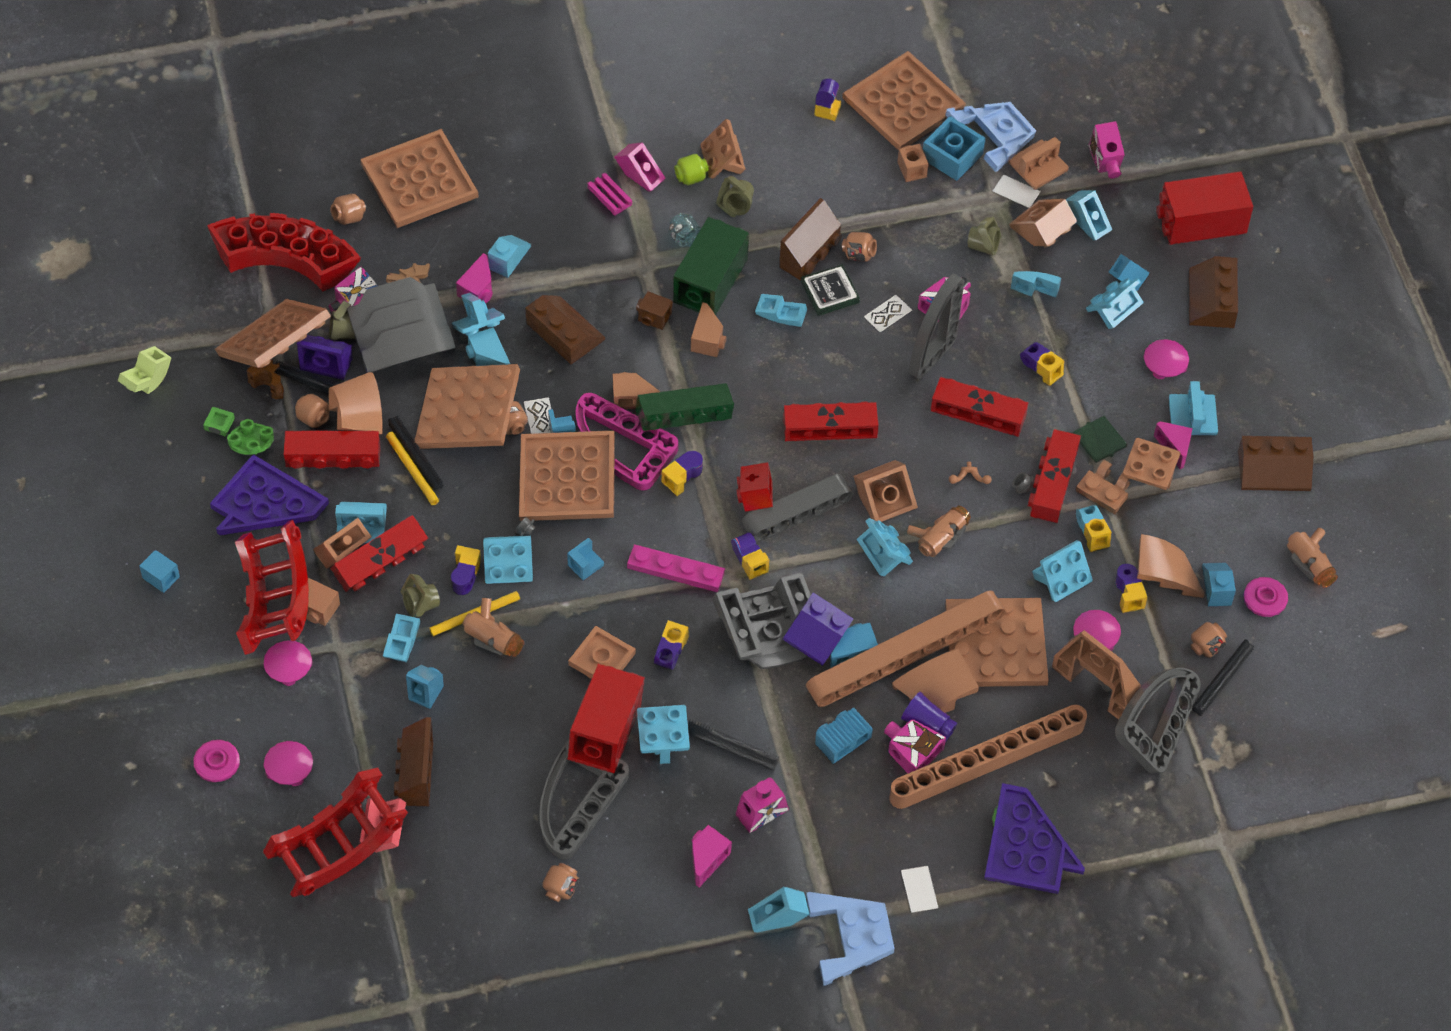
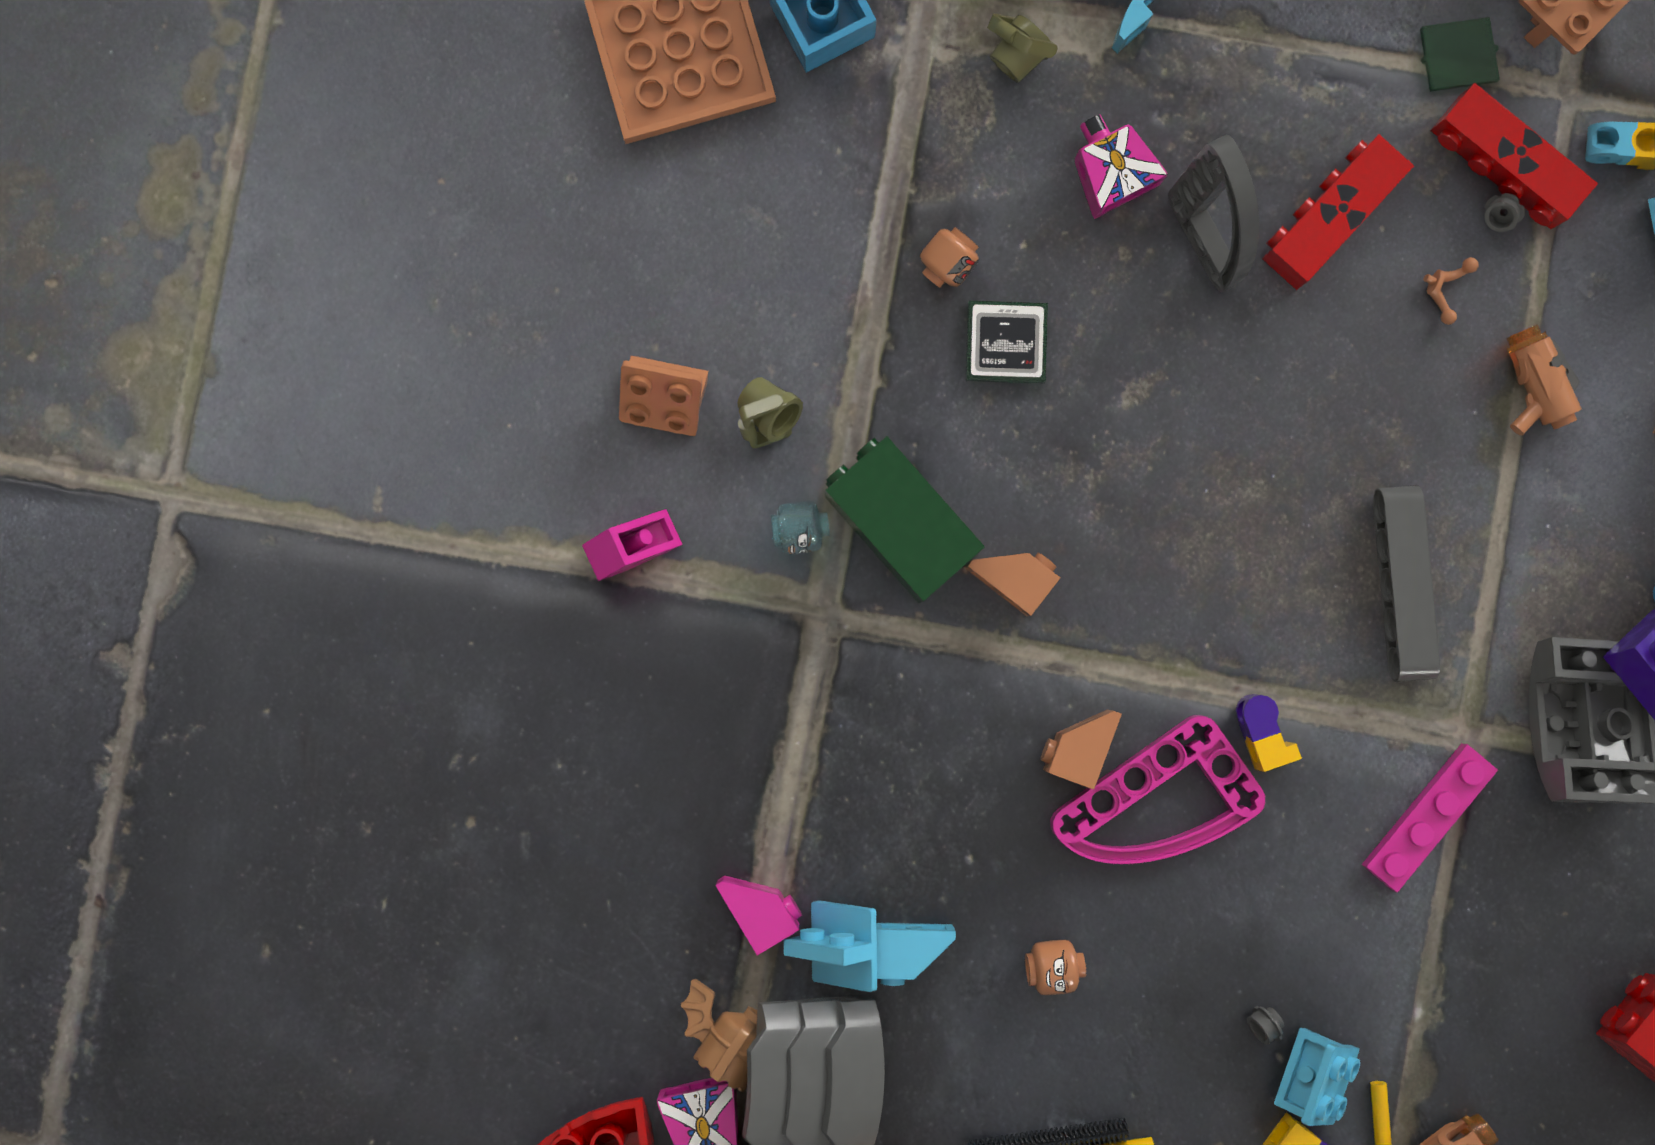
camera: 70 degrees left, 30 degrees up
(347, 209) = (515, 1068): nougat head -> none
(419, 178) = (497, 921): nougat plate -> none
(467, 406) = (1009, 1031): nougat plate -> none
(507, 254) = (716, 834): medium azure slope -> none
(538, 415) = (1054, 909): white sticker -> none
(561, 424) = (1100, 890): dark azure panel -> none
(562, 327) = (905, 803): reddish brown slope -> none
(567, 475) = (1205, 923): nougat plate -> none
(584, 559) = (1364, 956): dark azure panel -> none
(601, 649) = (1550, 1002): nougat plate -> none
(608, 186) = (629, 623): dark pink tile -> none
(654, 310) = (936, 647): reddish brown brick -> none
(671, 645) = (1575, 886): leg -> none
(684, 407) = (1156, 681): dark green brick -> none
(691, 169) = (675, 462): lime head -> none
(750, 555) = (1463, 695): leg -> none
(755, 487) = (1383, 637): red brick -> none
(775, 309) = (1014, 439): medium azure slope -> none
(809, 240) = (914, 333): slope -> none
(825, 103) = (632, 173): leg -> none
(830, 421) = (1268, 458): red brick -> none
(883, 547) = (1537, 481): medium azure bracket -> none
(886, 491) = (1430, 432): nougat slope -> none
(888, 313) = (1084, 270): white sticker -> none
(912, 162) = (823, 106): nougat brick -> none
(1043, 362) = (1294, 72): leg -> none
(1103, 492) = (1569, 94): nougat plate -> none

